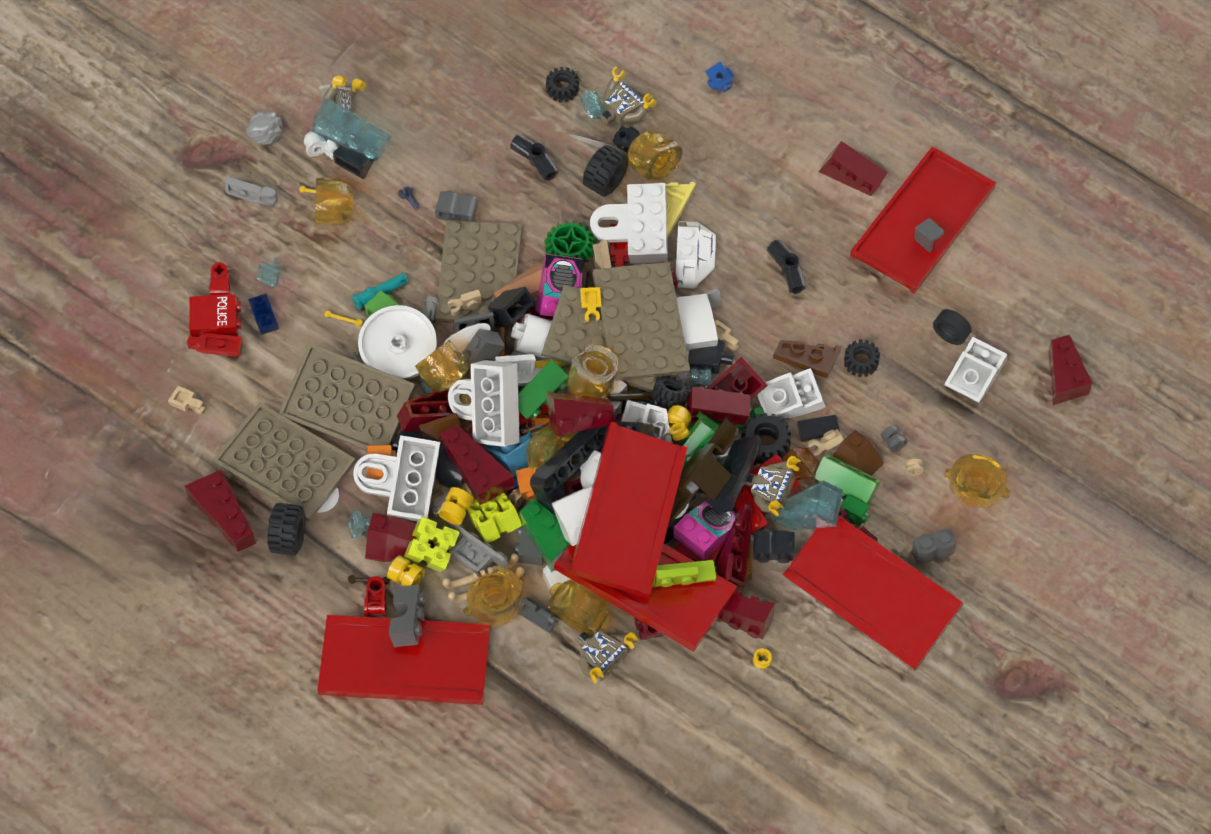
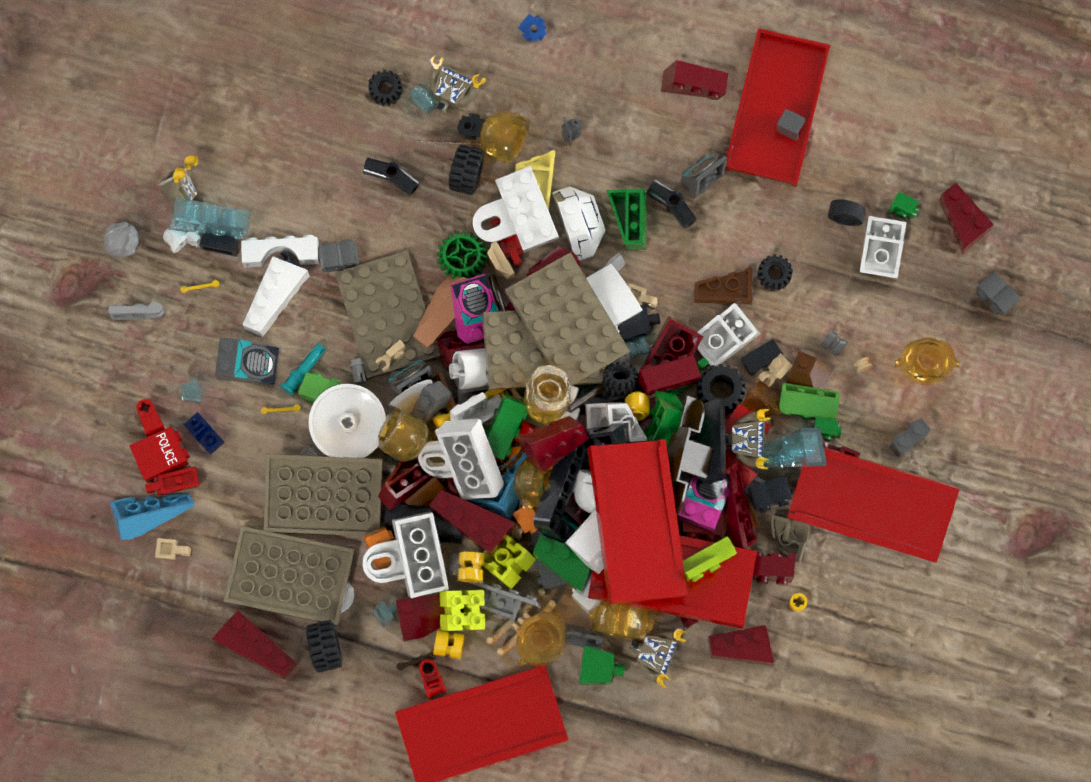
camera: 20 degrees left, 15 degrees up
(166, 361) = (140, 516): none -> dark azure wedge
(329, 266) = (246, 362): none -> slope
(333, 201) = (221, 296): clear yellow piece -> none
(380, 219) = (275, 291): none -> white wedge
(383, 179) = (257, 251): none -> white arch
(409, 605) = (475, 701): dark grey arch -> none
(505, 307) = (438, 347): black torso -> none
(539, 646) = (598, 667): none -> green torso
(590, 300) = (515, 321): yellow plate -> none
(678, 431) = (641, 420): yellow bush -> none
(689, 675) = (743, 645): none -> dark red wedge
(718, 171) = (571, 130): none -> dark grey hinge
(743, 262) = (631, 216): none -> green wedge
(782, 593) = (790, 535): none -> dark tan brick
(829, 250) = (704, 173): none -> dark grey slope
(1011, 342) = (904, 206): none -> green brick
(1073, 449) = (997, 293): none -> dark grey brick

